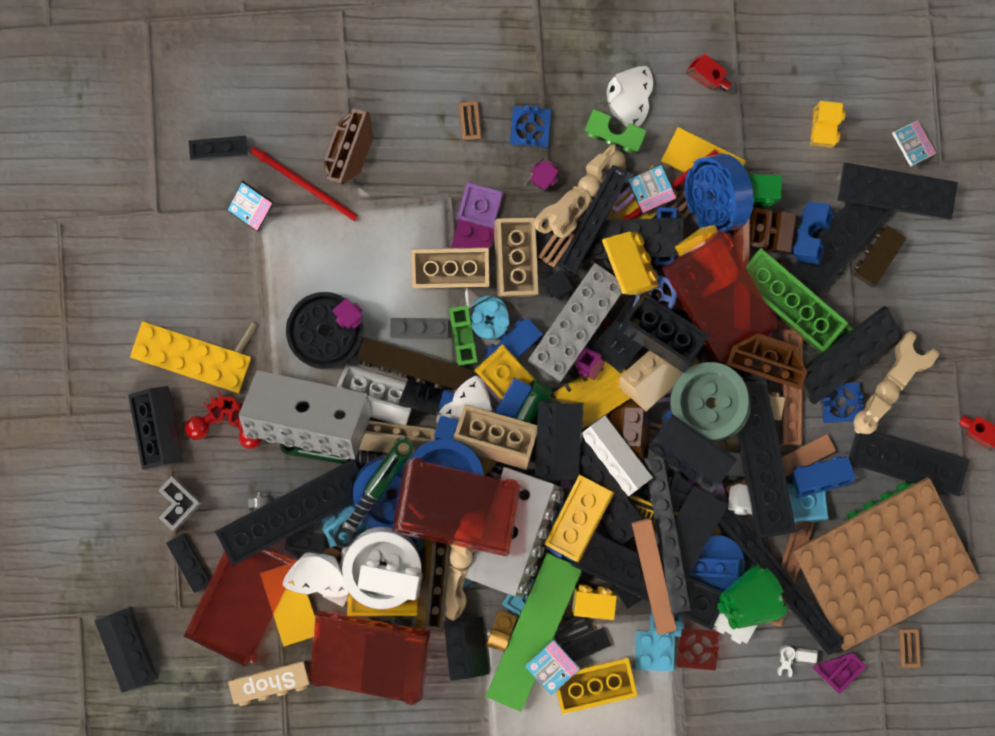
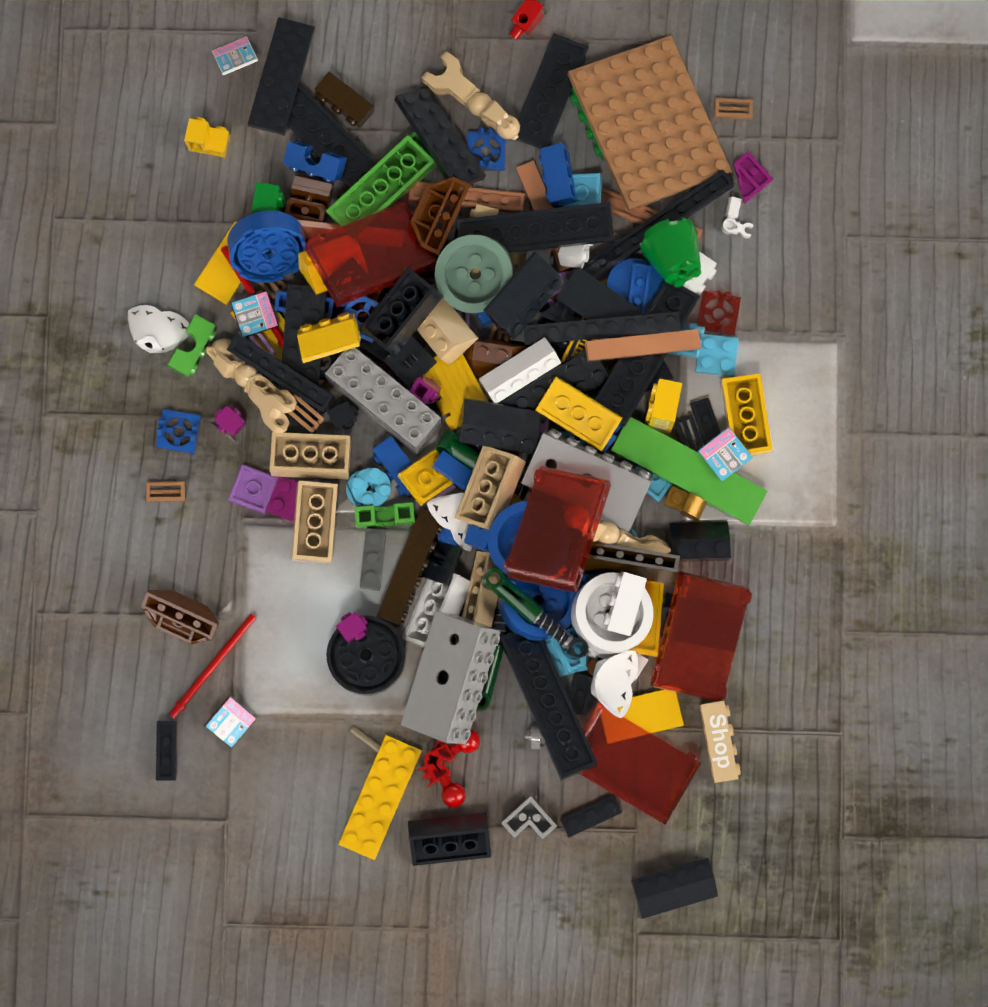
camera: 85 degrees left, 5 degrees down
(702, 70) = (142, 249): red torso -> none

